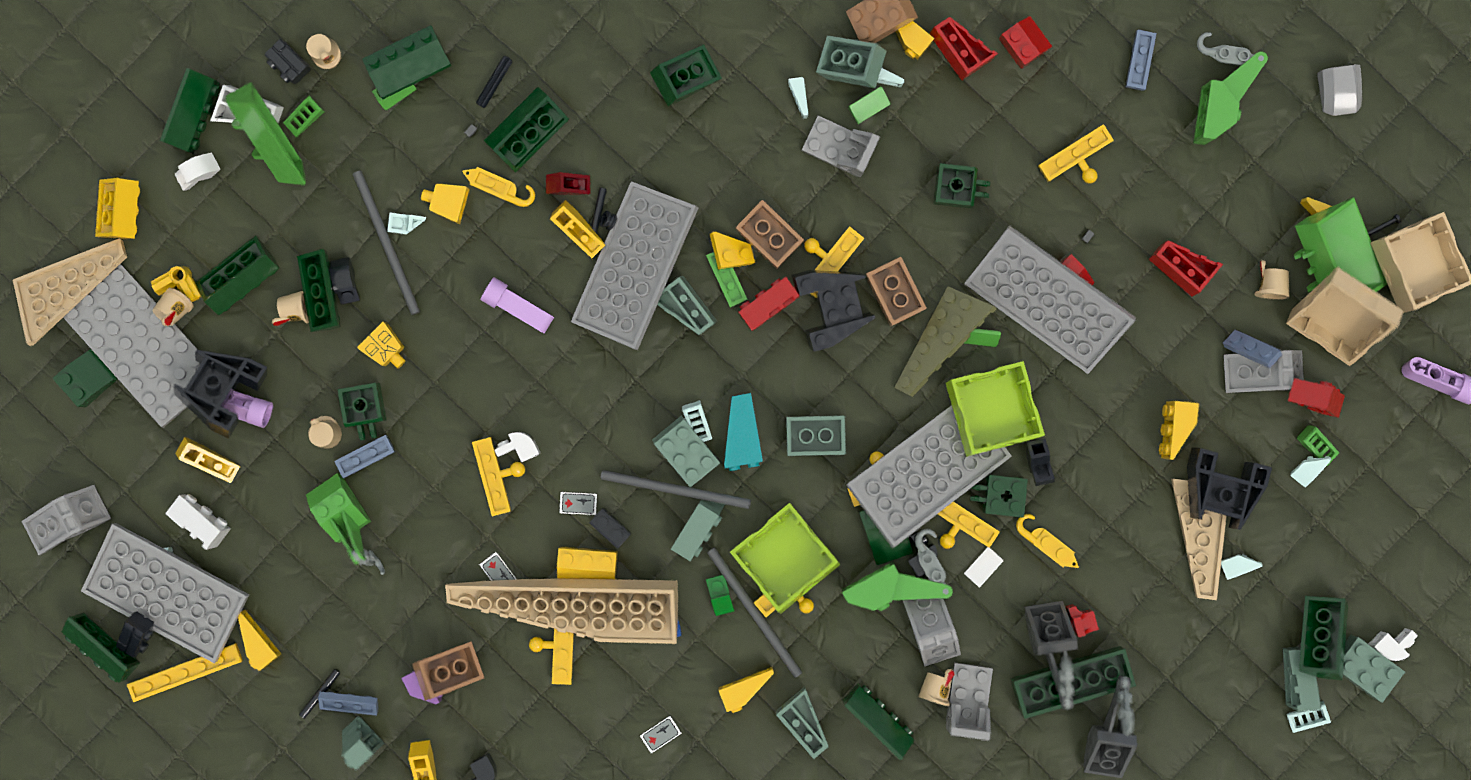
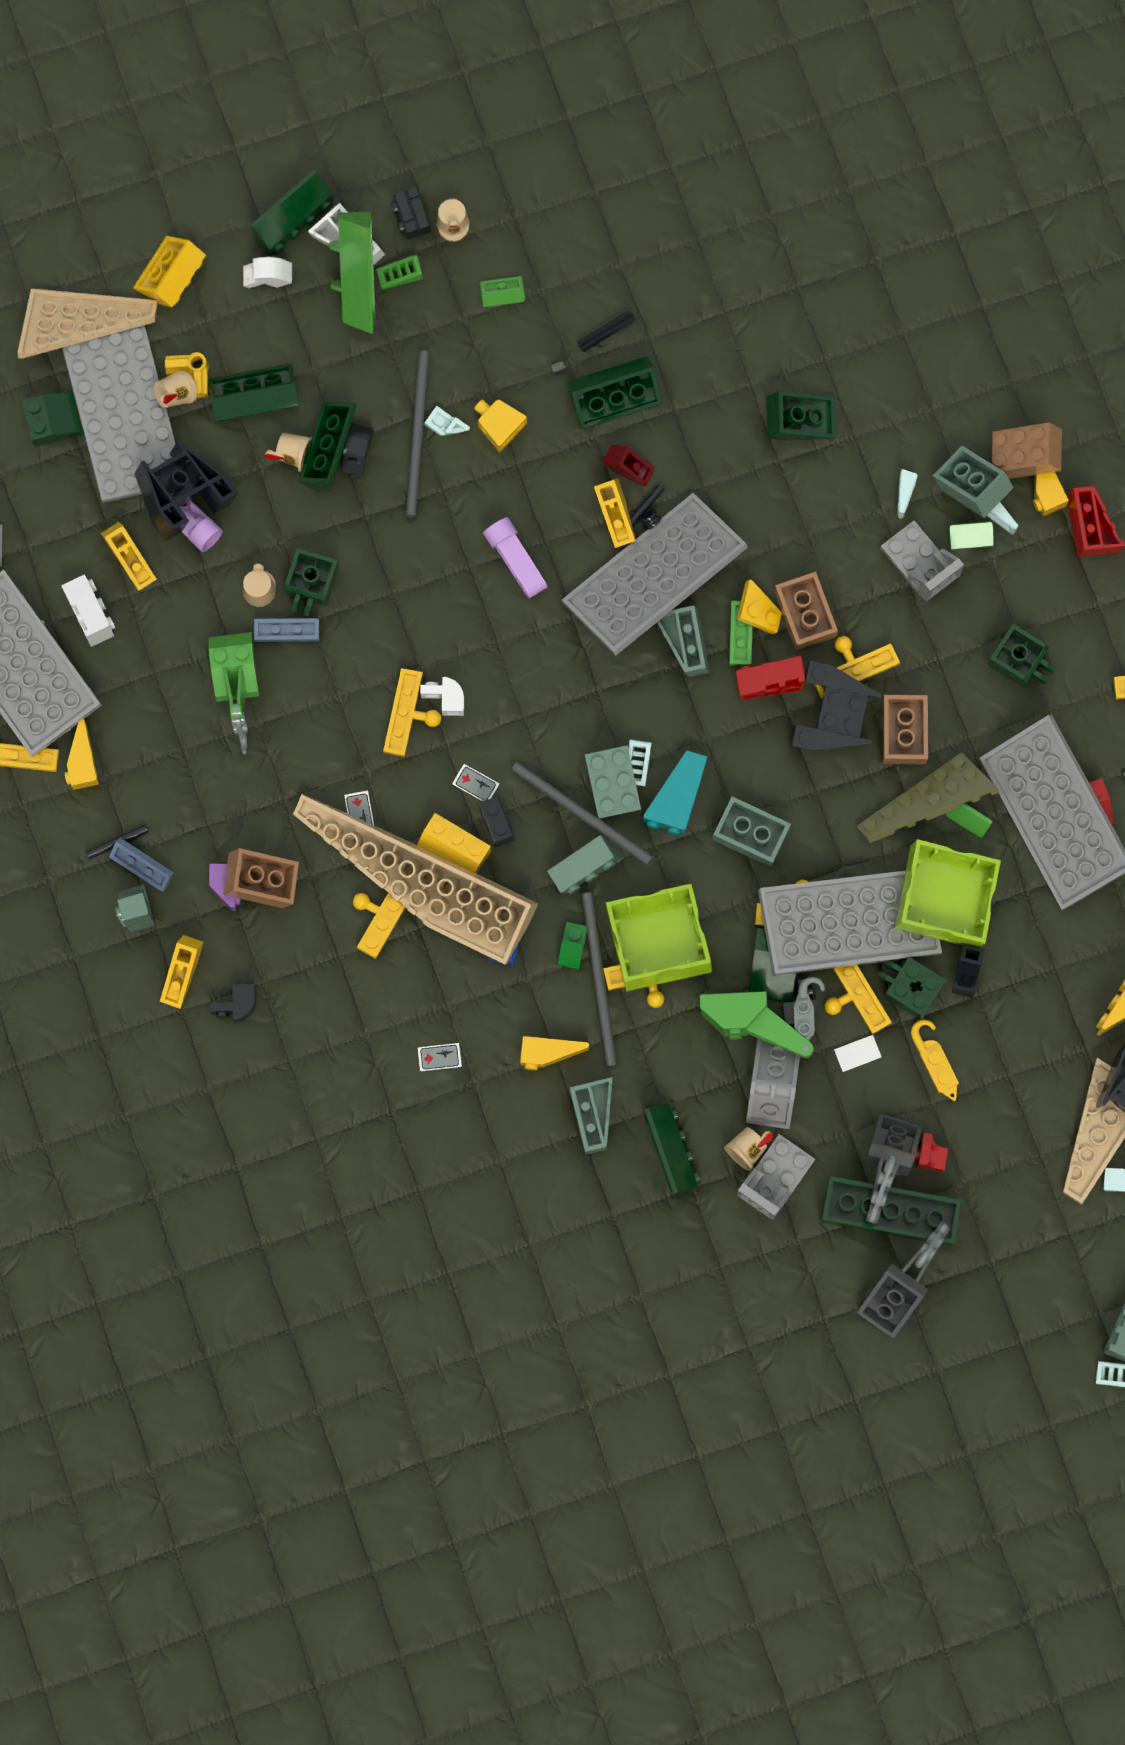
camera: 30 degrees right, 10 degrees down
(383, 346) = (361, 531): yellow torso -> none
(406, 62) = (530, 269): dark green slope -> none
(497, 186) = (557, 433): yellow plate -> none

